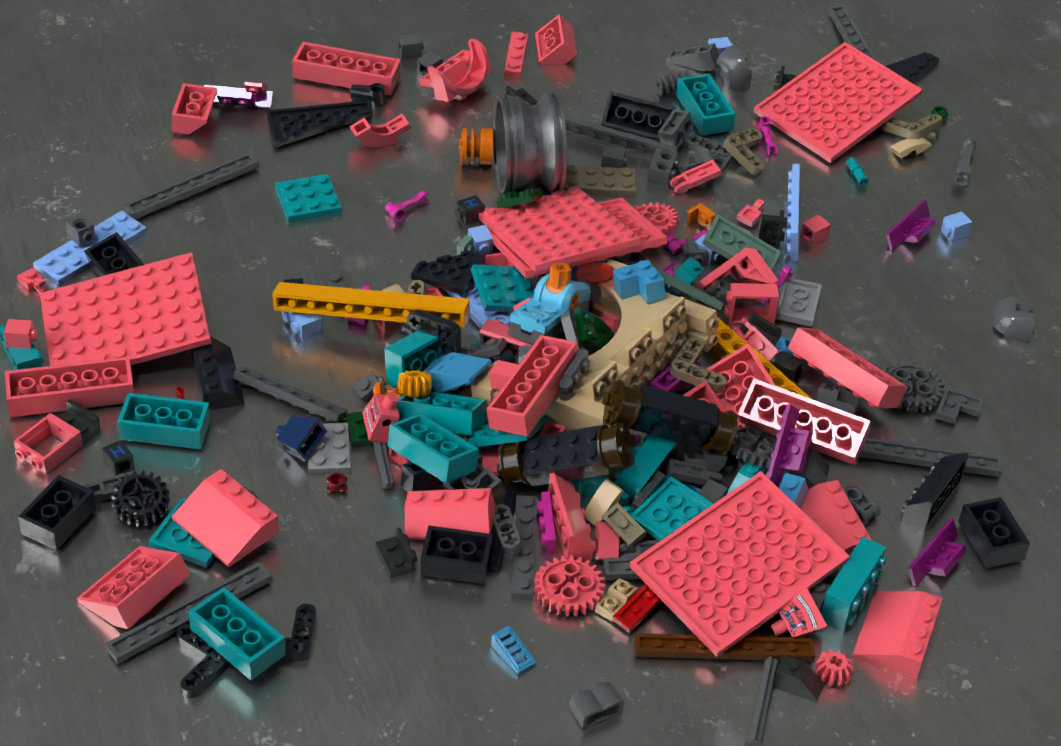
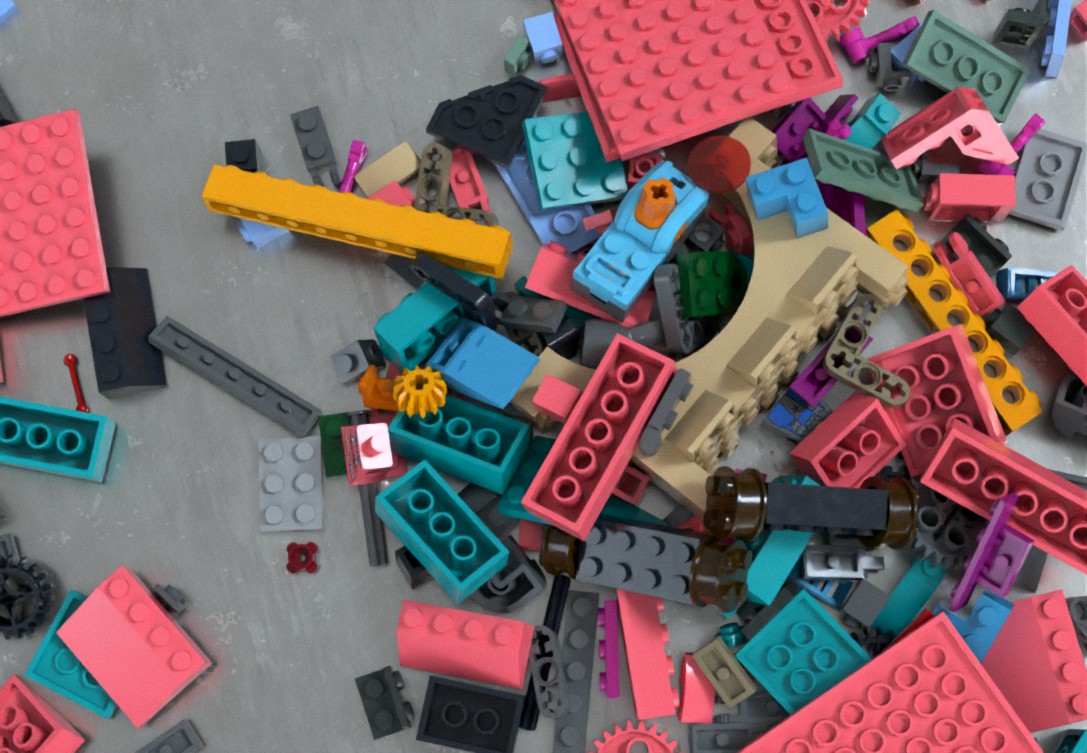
camera: 10 degrees right, 35 degrees up
(300, 436) = (244, 477): dark blue torso -> none
(602, 501) = (695, 624): tan slope -> none

